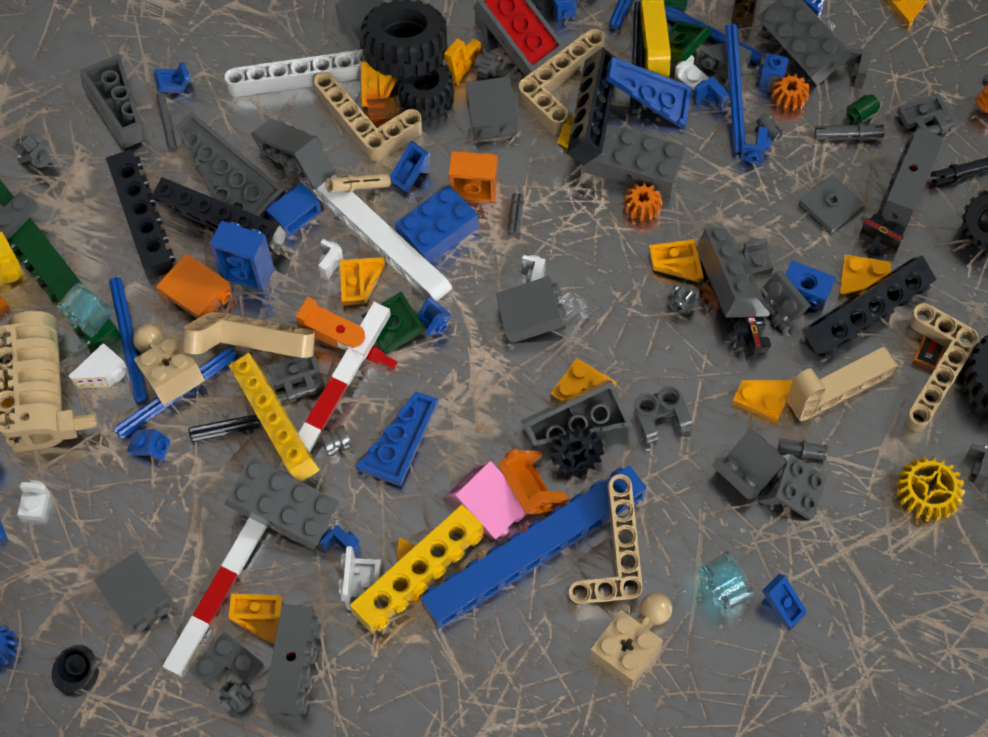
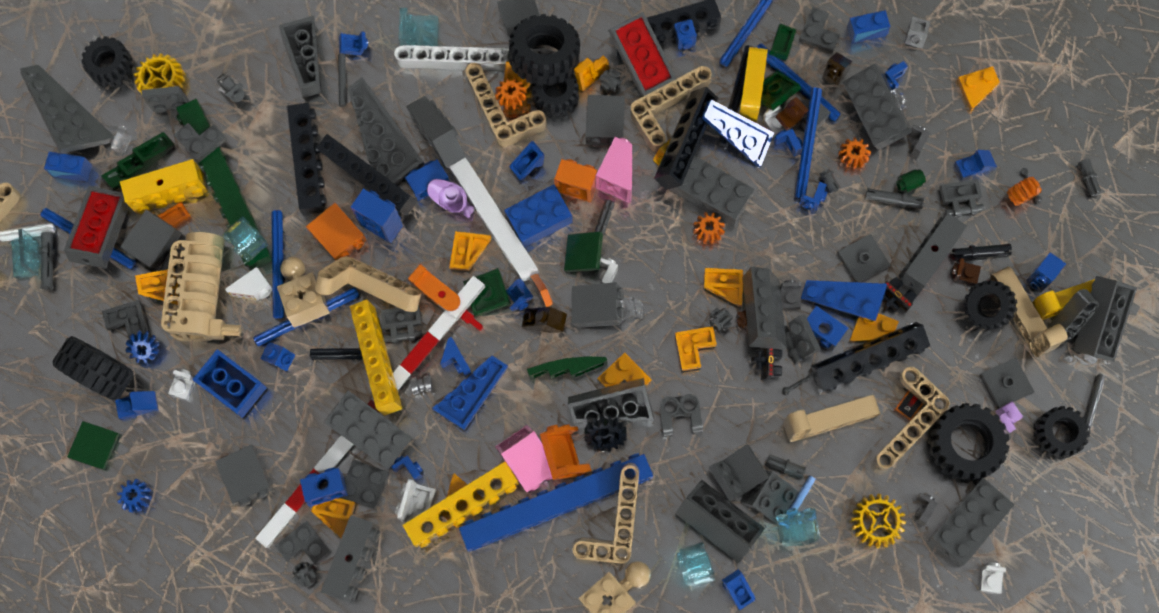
camera: 15 degrees right, 10 degrees up
(73, 668) = (189, 526): black hat -> none
(94, 485) = (229, 383): none -> blue brick
(233, 594) = (335, 489): none -> blue brick
(246, 50) = (418, 29): none -> clear light blue bracket
(289, 573) = (365, 484): none -> dark grey plate
(324, 221) = (450, 196): none -> lavender hair
(330, 260) = (447, 230): white bracket -> none
(350, 183) = (463, 168): tan pin -> none
(370, 400) = (453, 354): none -> blue slope
(374, 94) = (511, 87): none -> orange gear
(460, 304) = (541, 290): none -> orange tile
(470, 338) = (544, 319): none -> dark brown slope
(500, 254) = (583, 252): none -> dark green tile
(518, 384) = (574, 366): none -> dark green slope
(519, 158) = (616, 170): none -> bright pink slope
(652, 334) = (688, 344): none -> light orange plate
(708, 59) = (792, 113): none -> reddish brown bracket
(739, 527) = (720, 521): none -> dark grey slope
(763, 397) = (766, 415): light orange wing -> none
(773, 66) = (845, 129): blue bracket -> none
(781, 363) = (786, 390): none -> dark grey hinge
(825, 245) = (849, 297): none -> blue wing
(827, 488) = (803, 492): none -> light blue bar
(837, 510) = (798, 526): none -> clear light blue brick
(931, 80) = (976, 164): none -> blue slope
(952, 195) = (966, 272): none -> reddish brown bracket

